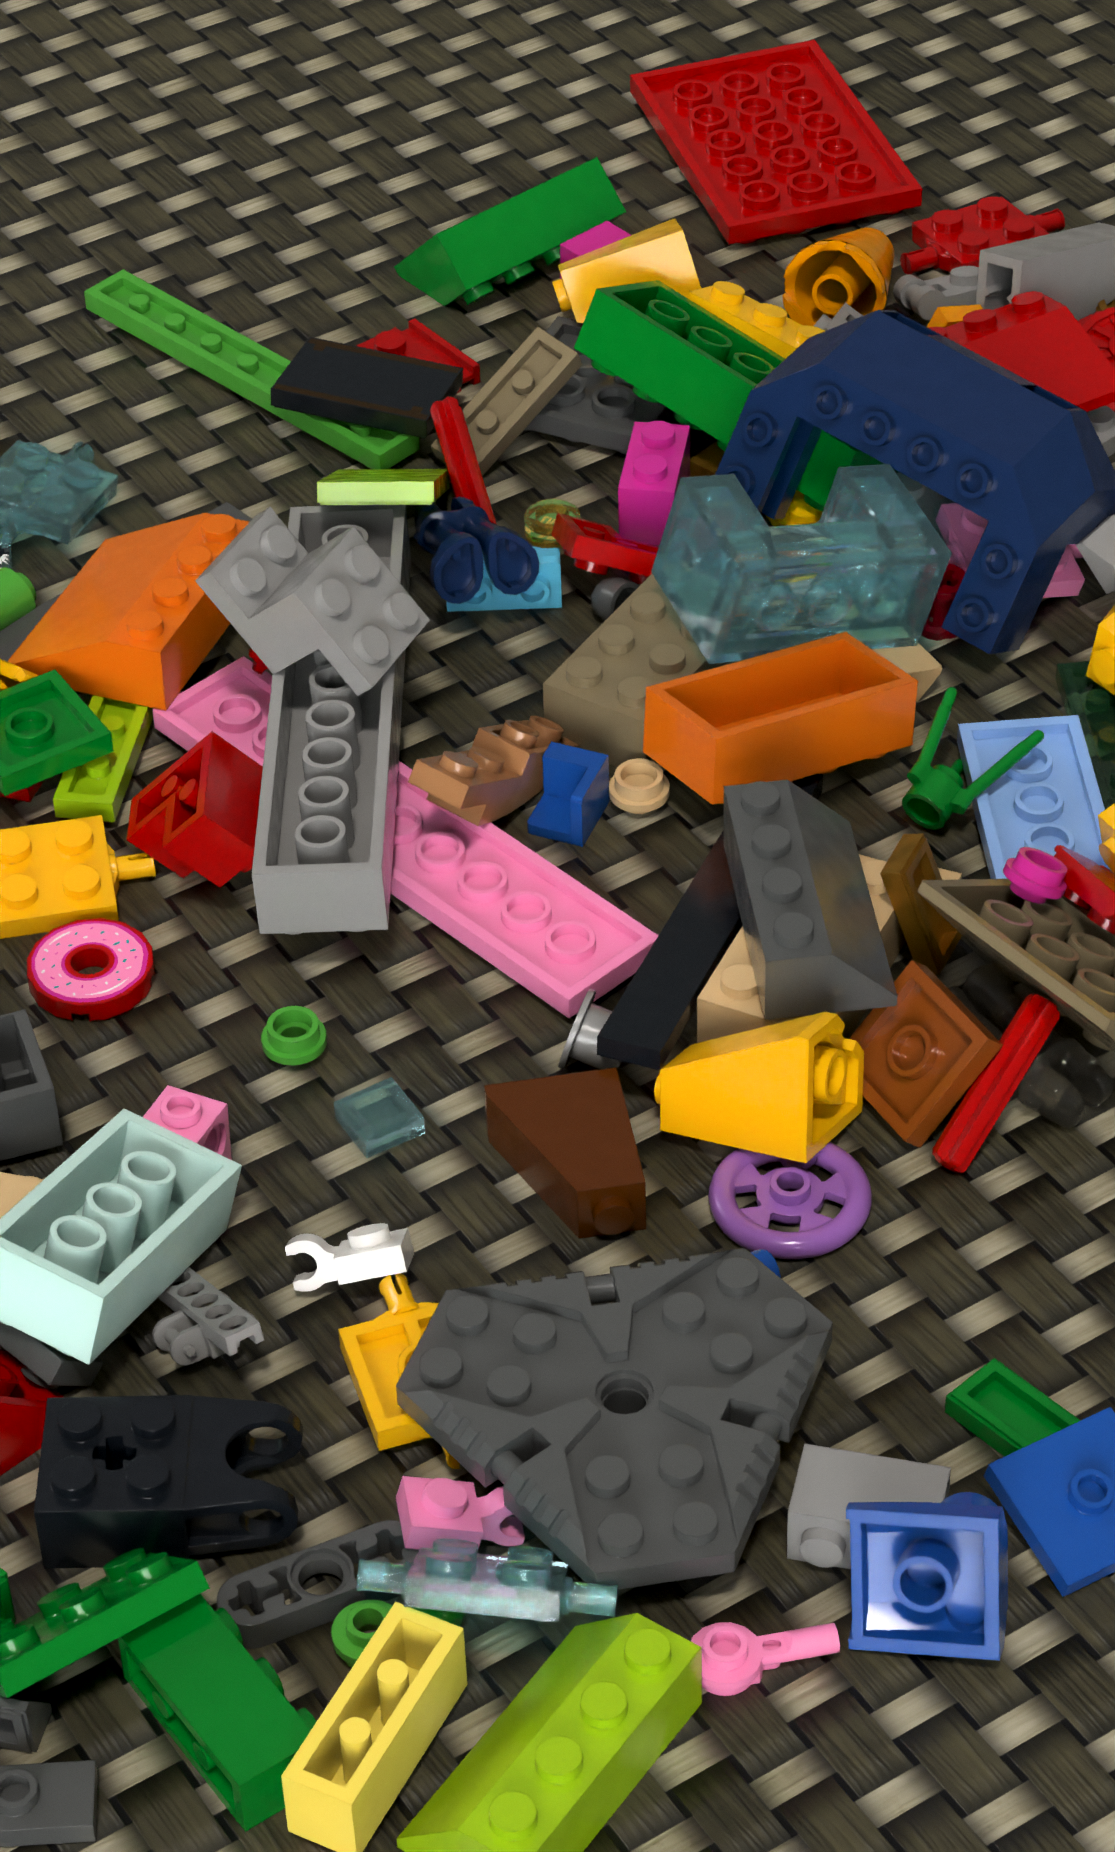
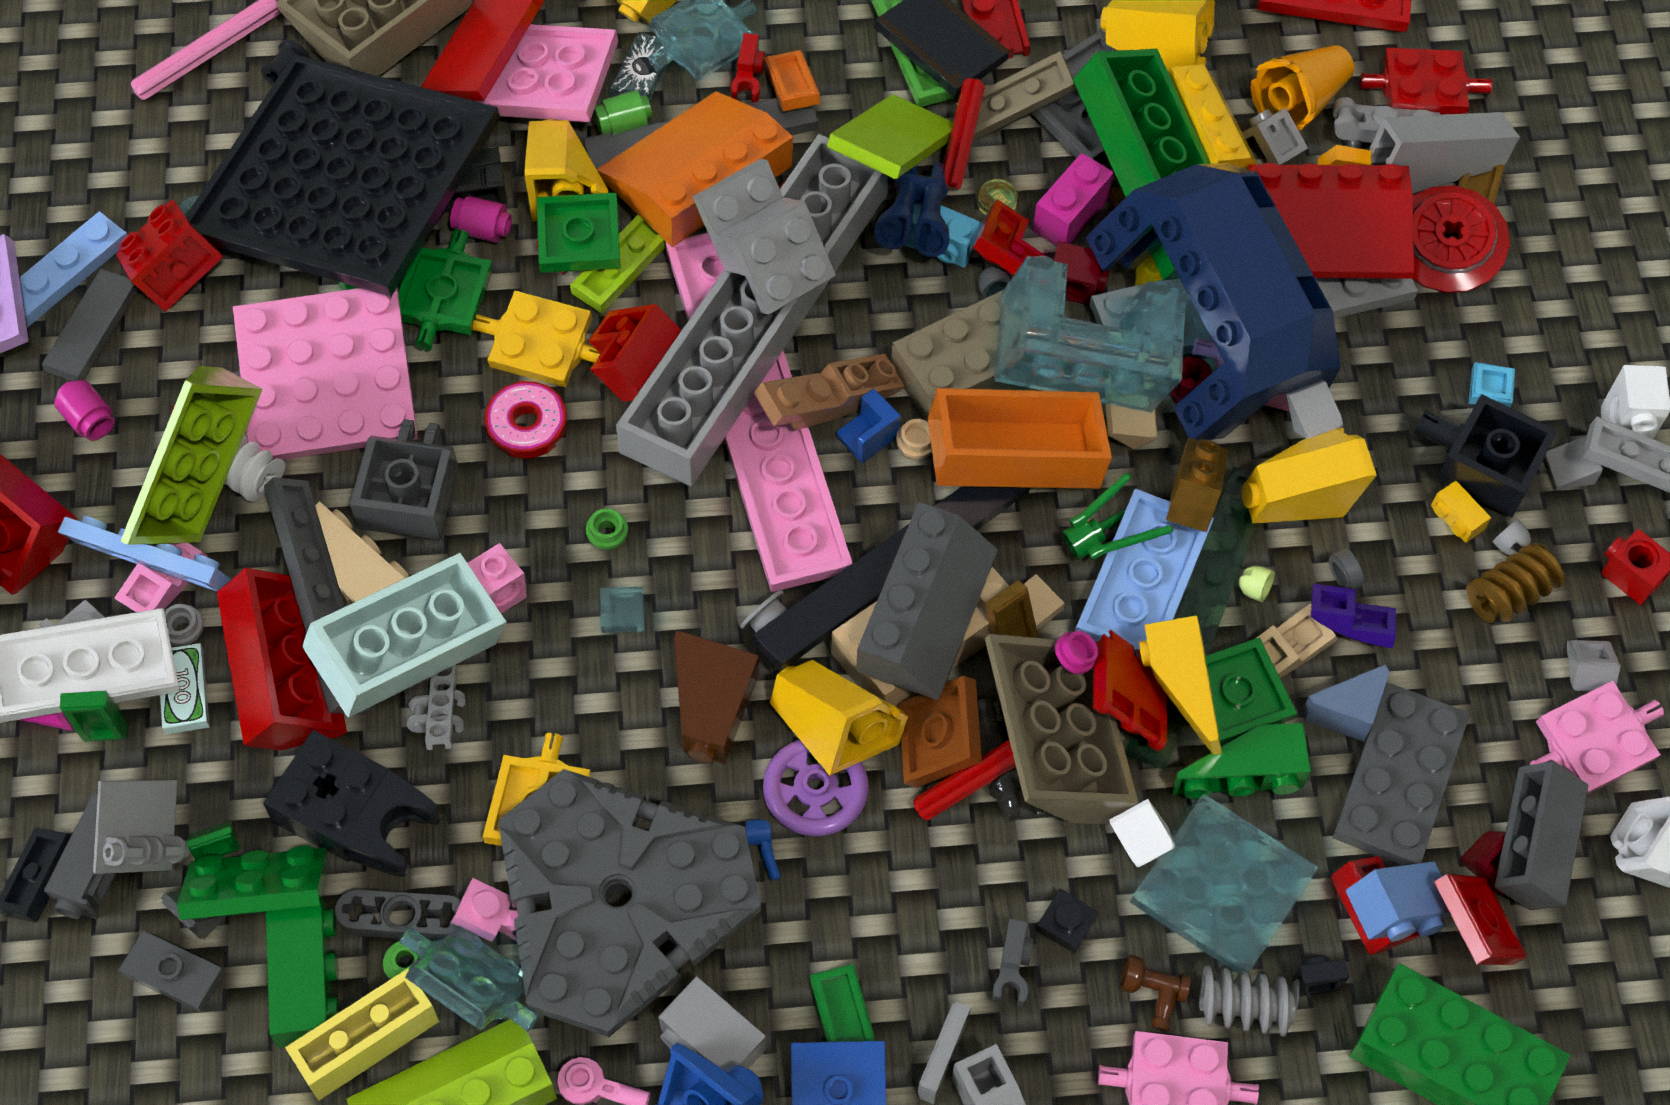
camera: 25 degrees right, 20 degrees up
(130, 498) = (749, 63): none -> red plate
(195, 492) = (792, 80): none -> orange tile
(367, 1254) = (548, 712): white plate -> none
(1037, 677) = (1197, 484): none -> pearl gold brick

